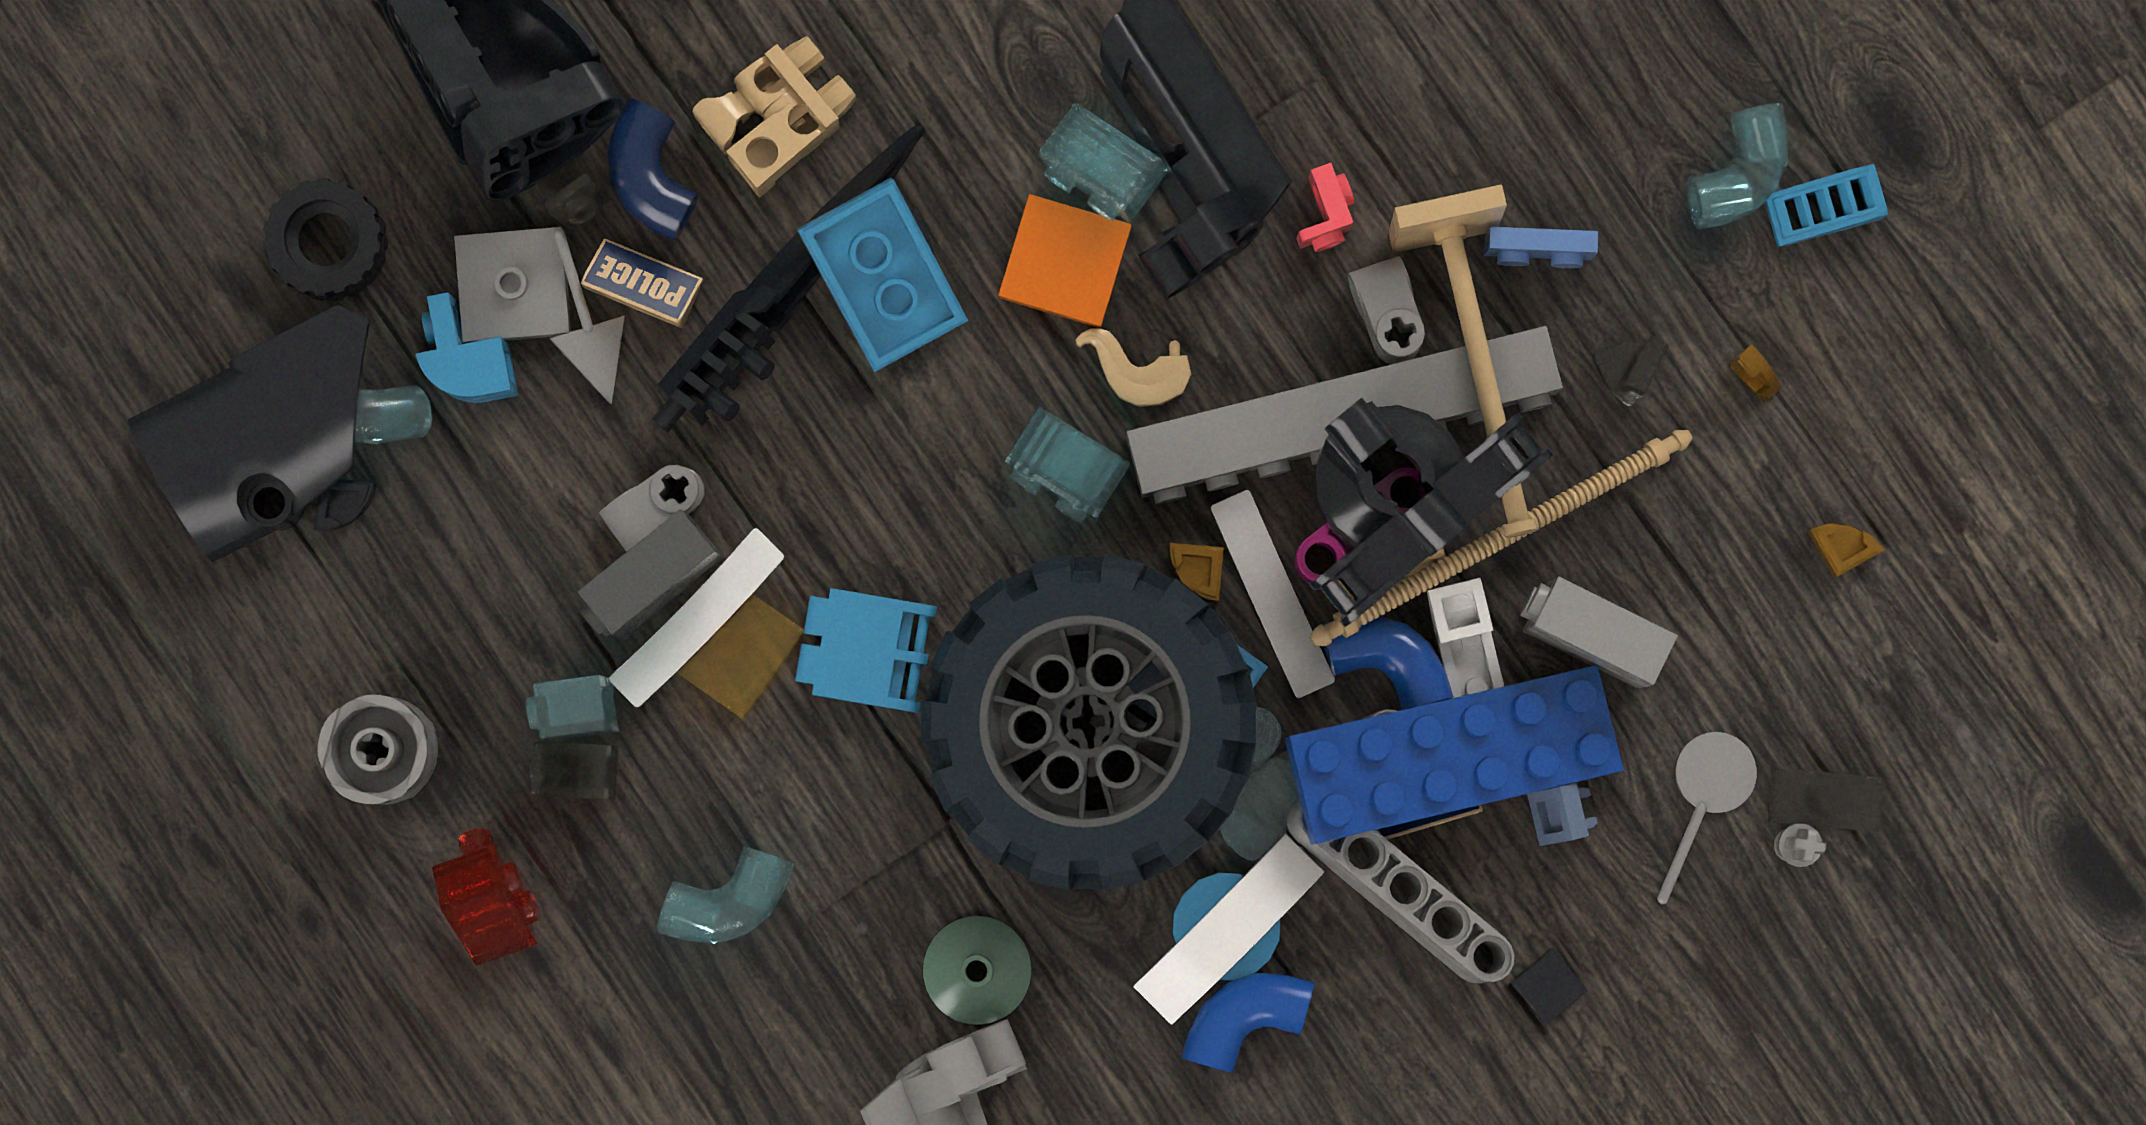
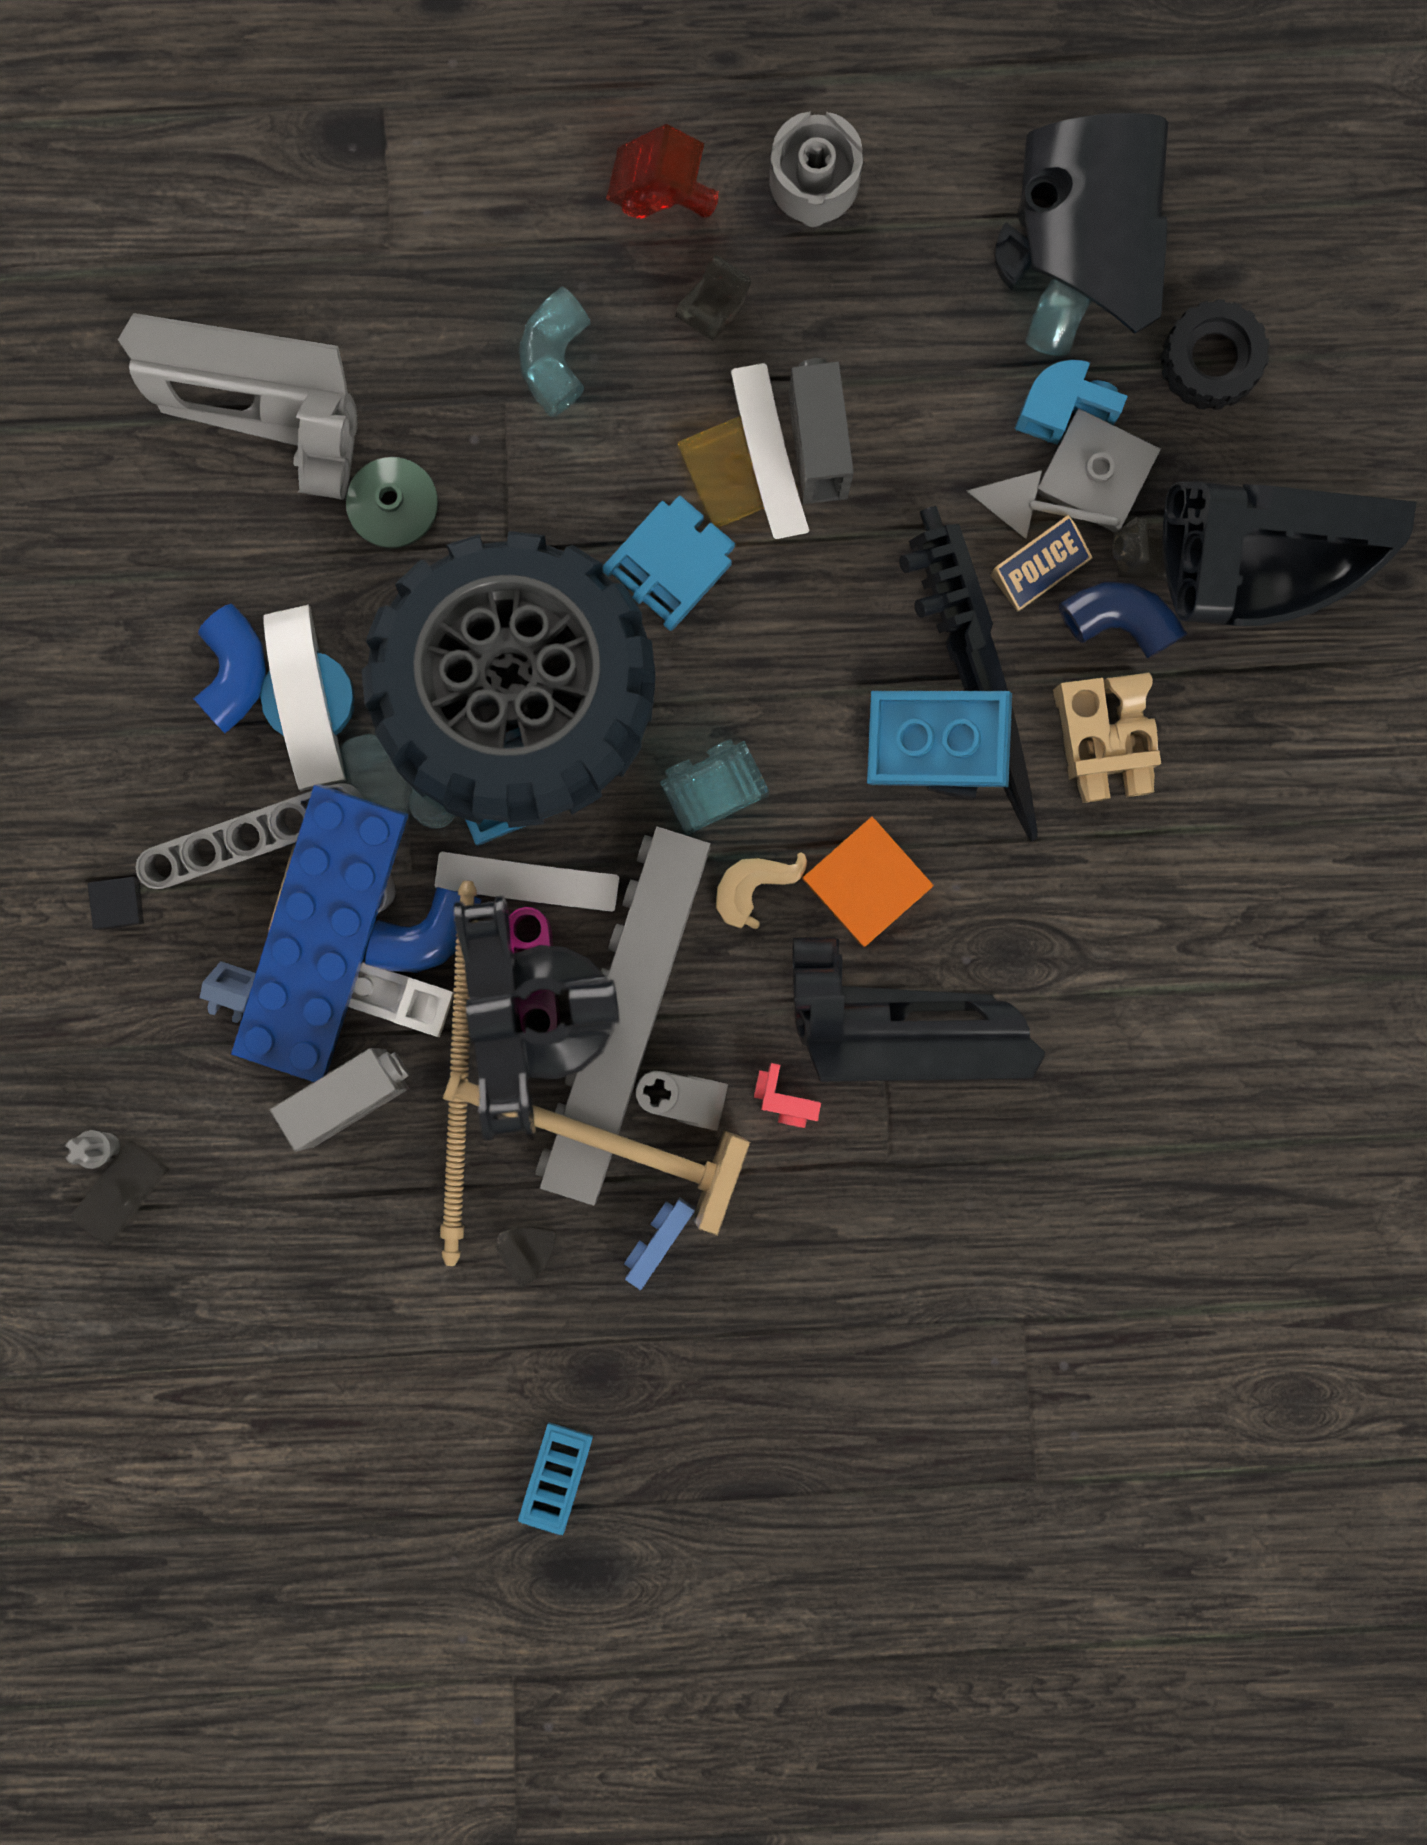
camera: 120 degrees right, 0 degrees up
(573, 708) = (757, 319): clear light blue piece -> none
(647, 507) = (873, 470): light grey piece -> none
(1101, 164) = (922, 951): clear light blue brick -> none
(1198, 568) = (579, 839): pearl gold tile -> none
(1715, 777) = (190, 1122): light grey piece -> none
(1752, 173) = (613, 1436): clear light blue cylinder -> none
(1756, 373) = (464, 1343): pearl gold tile -> none
(1843, 546) = (294, 1327): pearl gold tile -> none

